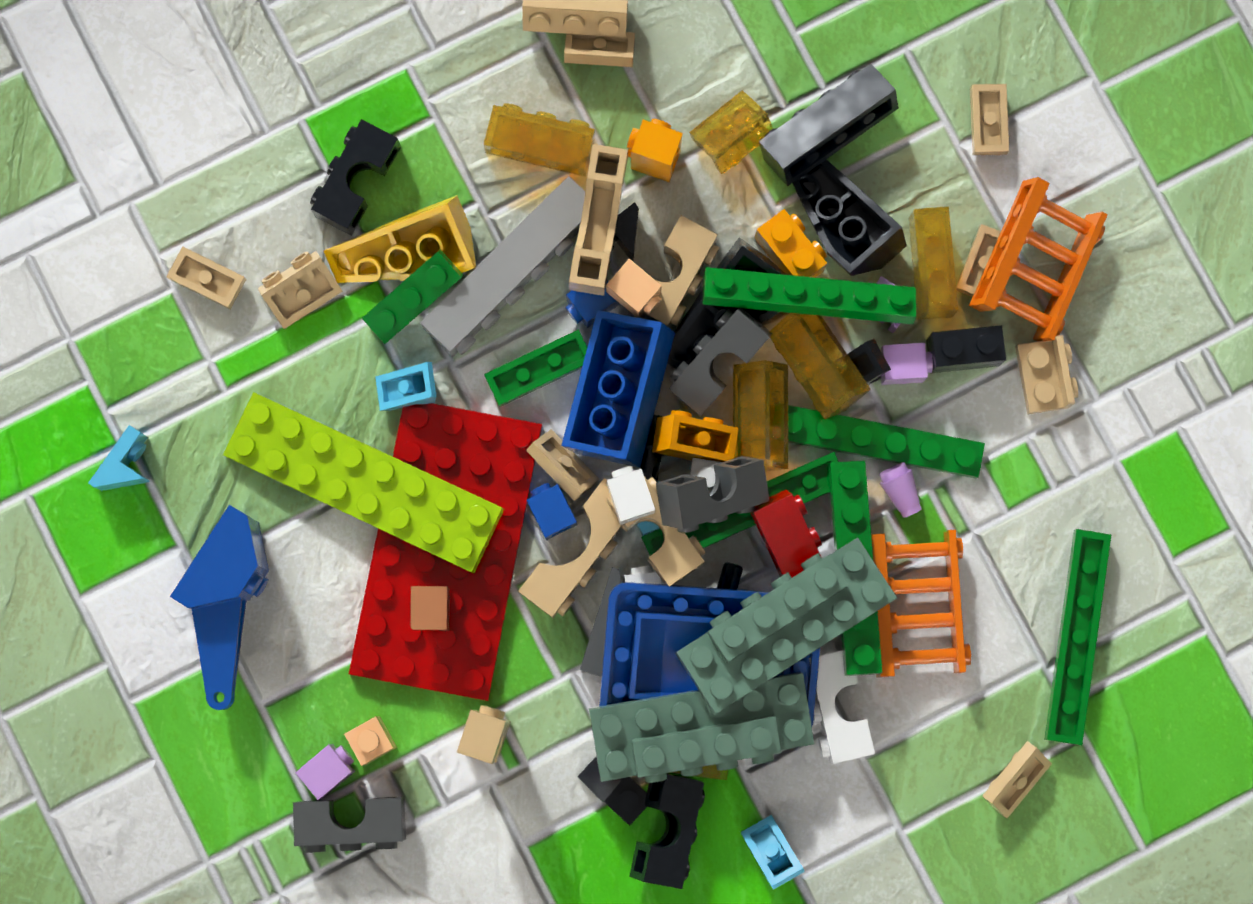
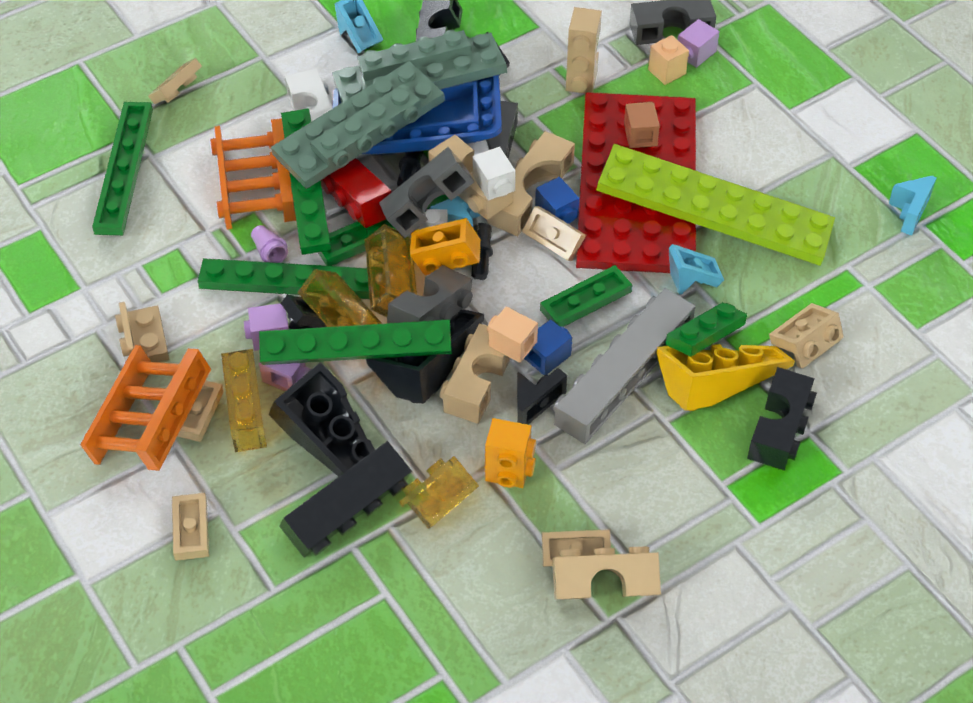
camera: 175 degrees right, 30 degrees down
(206, 277) = (890, 333): tan plate -> none
(216, 588) = (806, 124): blue slope -> none
(539, 139) = (619, 463): clear yellow brick -> none
(598, 219) = (552, 376): tan arch -> none
(618, 388) = (515, 268): blue brick -> none
(789, 247) = (375, 397): light orange brick -> none
(967, 349) = (214, 335): black brick -> none

